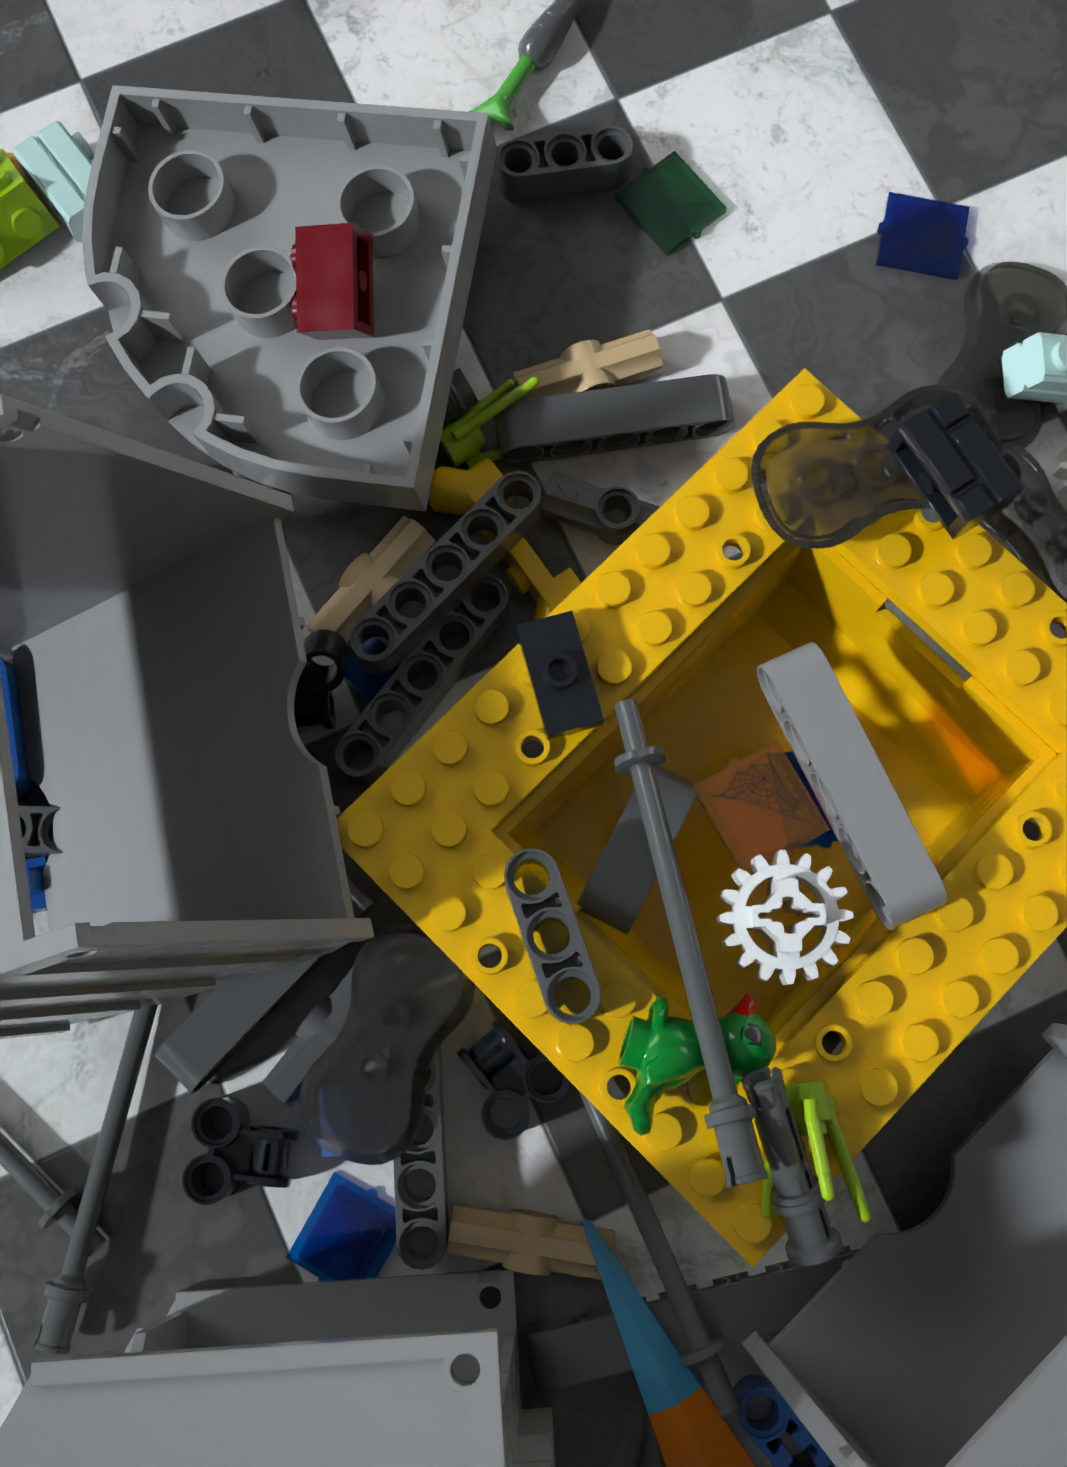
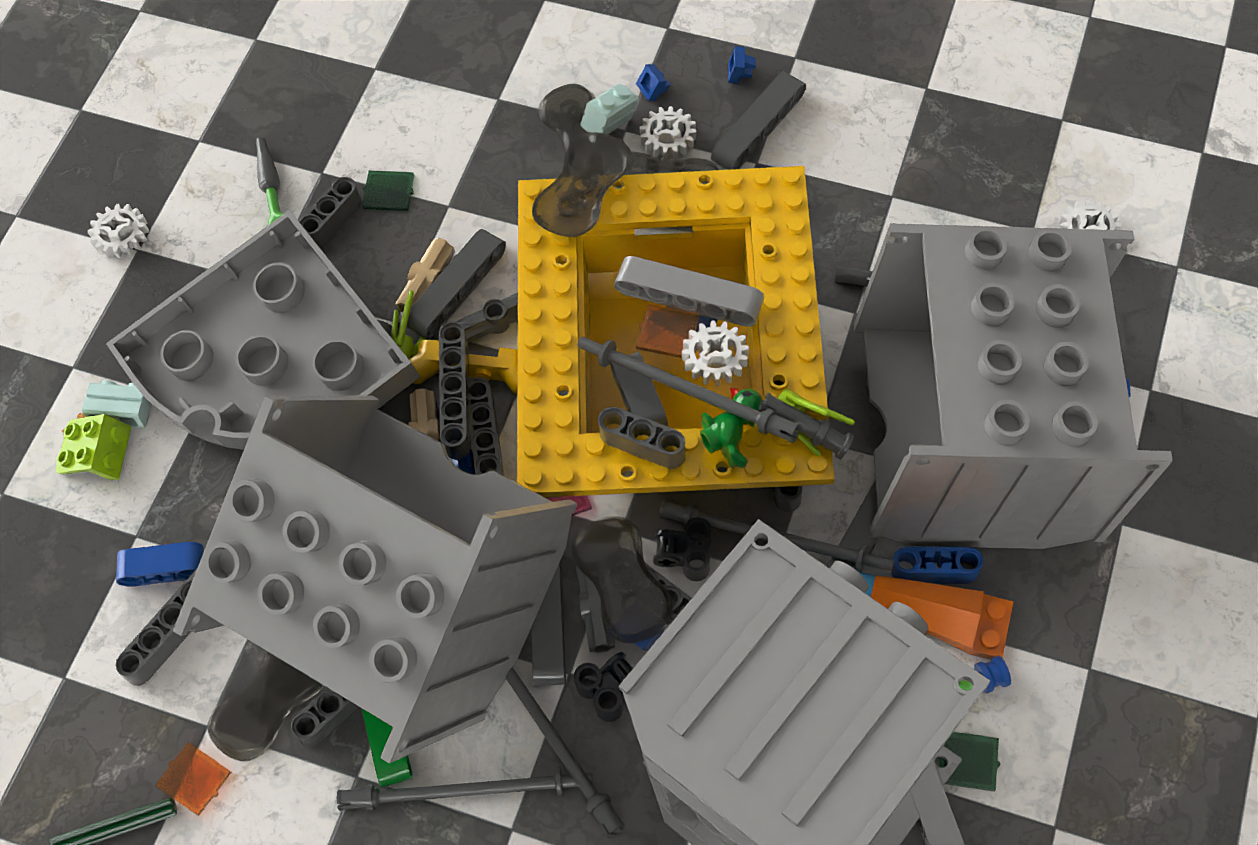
camera: 40 degrees left, 15 degrees down
(333, 281) = (291, 325): dark red brick -> none
(559, 675) = (546, 356): black plate -> none
(922, 236) = (502, 115): clear blue piece -> none
(956, 464) = (609, 156): black brick -> none

